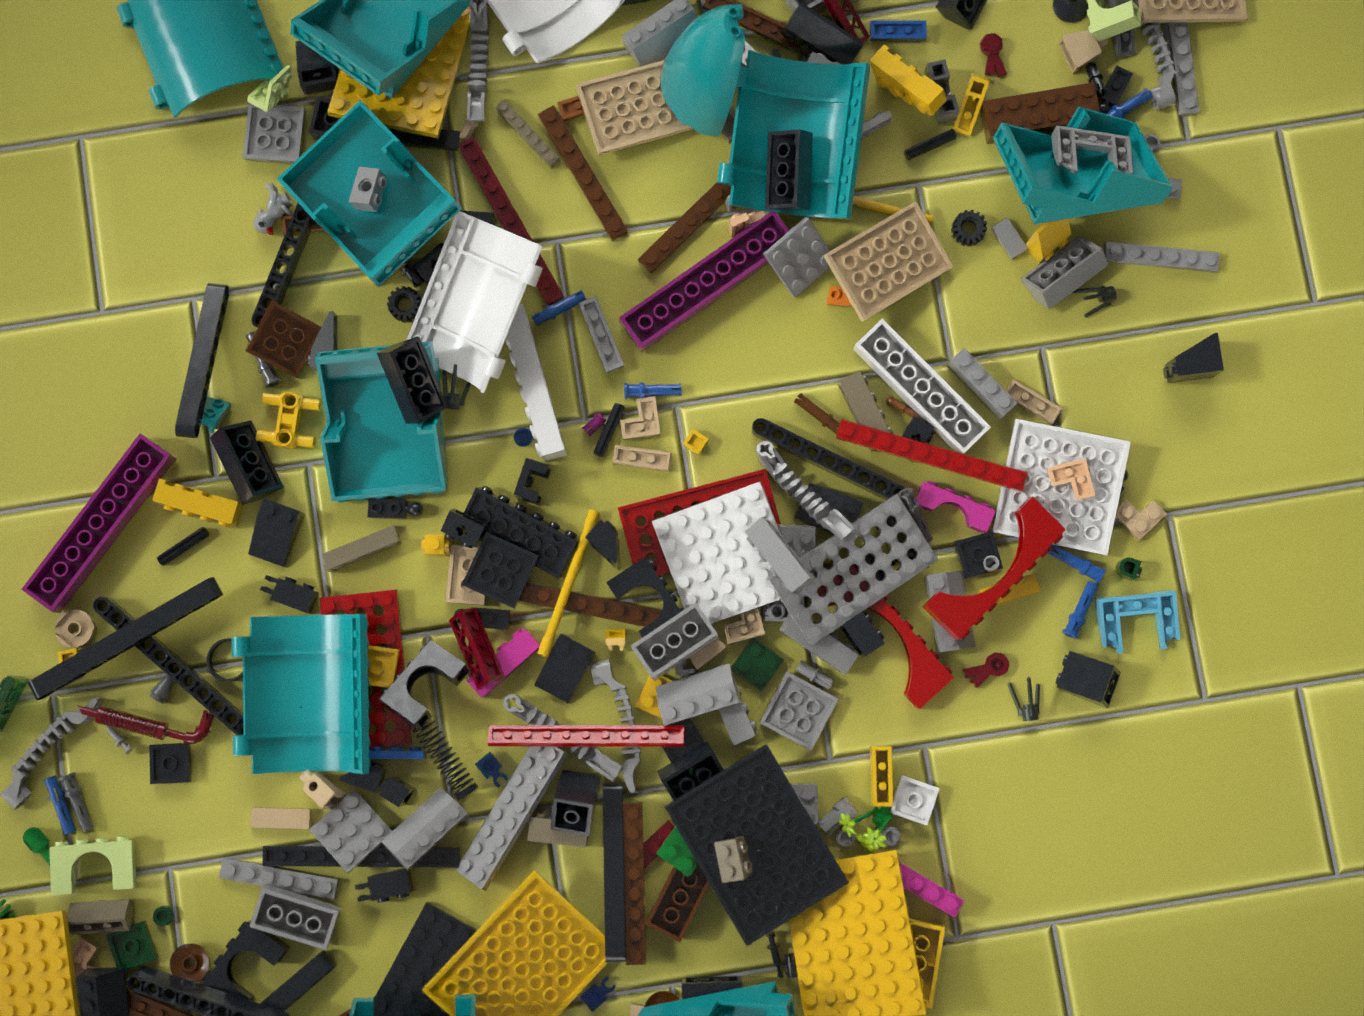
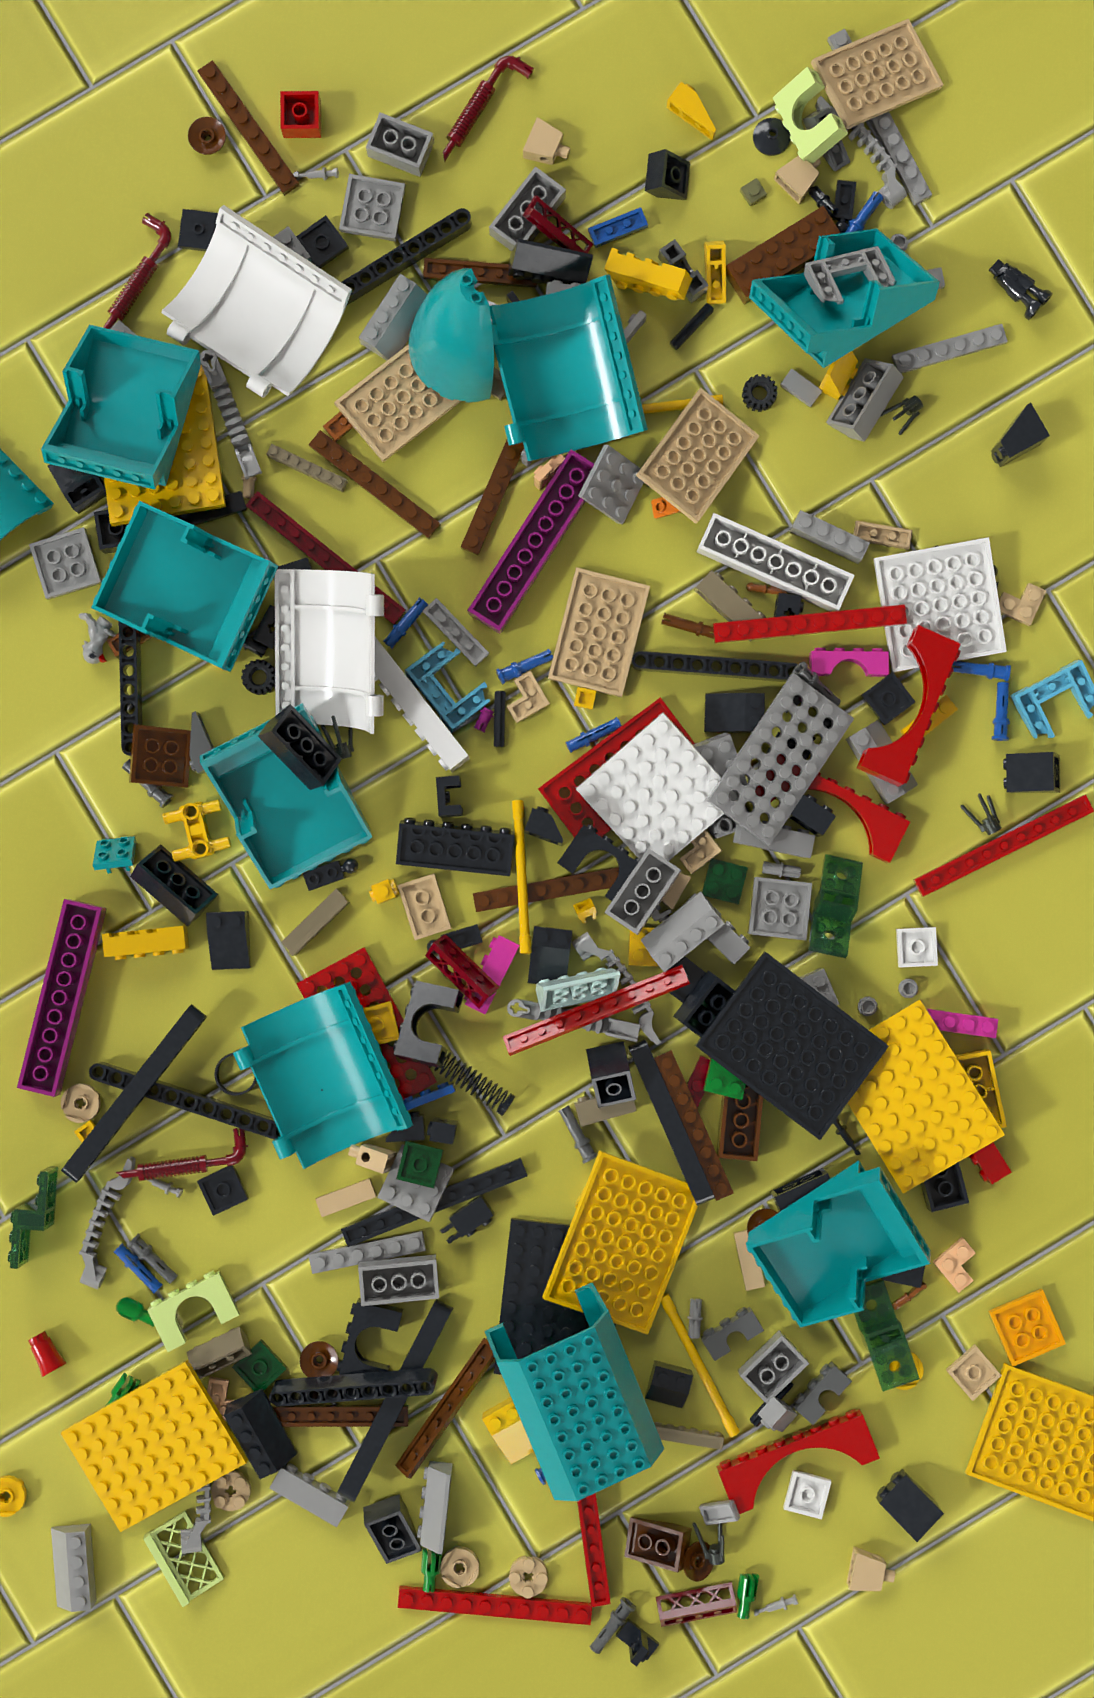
camera: 25 degrees left, 5 degrees up
(162, 689) = (186, 1126): dark grey cone -> none
(163, 915) = (276, 1328): dark green tile -> none
(183, 546) = (148, 986): black axle -> none
(202, 361) = (93, 807): black beam -> none
(270, 92) = (45, 525): yellowish green bracket -> none
(291, 594) = (269, 990): black hinge -> none
(361, 814) = (420, 1164): none -> dark green plate
(368, 189) = (175, 575): light grey brick -> none
(424, 828) = (482, 1153): light grey slope -> none
(473, 526) = (414, 861): black brick -> none
(490, 767) = (518, 1073): clear blue plate -> none
(500, 570) = (454, 890): black plate -> none
(510, 814) = (555, 1109): light grey plate -> none
(522, 857) = (581, 1142): none -> dark grey pin
(523, 437) = (422, 758): clear blue plate -> none
(554, 363) = (422, 676): none -> medium azure wedge
(575, 708) = (576, 989): none -> light aqua slope
(595, 994) = (698, 1238): clear blue plate -> none
(642, 458) = (541, 733): tan tile -> none
(689, 478) = (592, 735): none -> blue pin
(732, 386) = (598, 632): none -> tan plate
(733, 859) = (777, 1067): dark tan bracket -> none
(779, 555) = (709, 774): light grey brick -> none
(789, 170) = (571, 406): black slope -> none
(791, 966) = (864, 1141): black pin -> none
(820, 511) = (722, 715): light grey piece -> none
(830, 822) = (855, 985): light grey piece -> none
(851, 729) = (835, 906): none -> clear green bracket
(881, 776) = (878, 937): yellow brick -> none
(881, 818) = (893, 976): plant -> none
(988, 560) = (899, 701): light grey hinge -> none
(991, 46) = (711, 208): dark red piece -> none
(995, 664) = (942, 794): dark red piece -> none
(1034, 47) = (753, 192): none -> olive plate
(1034, 736) = (1003, 845): none -> red plate
(1077, 474) = (948, 587): light nougat plate -> none
(1129, 568) = (1031, 655): dark green plate -> none
(1248, 223) = (1018, 285): none -> black piece

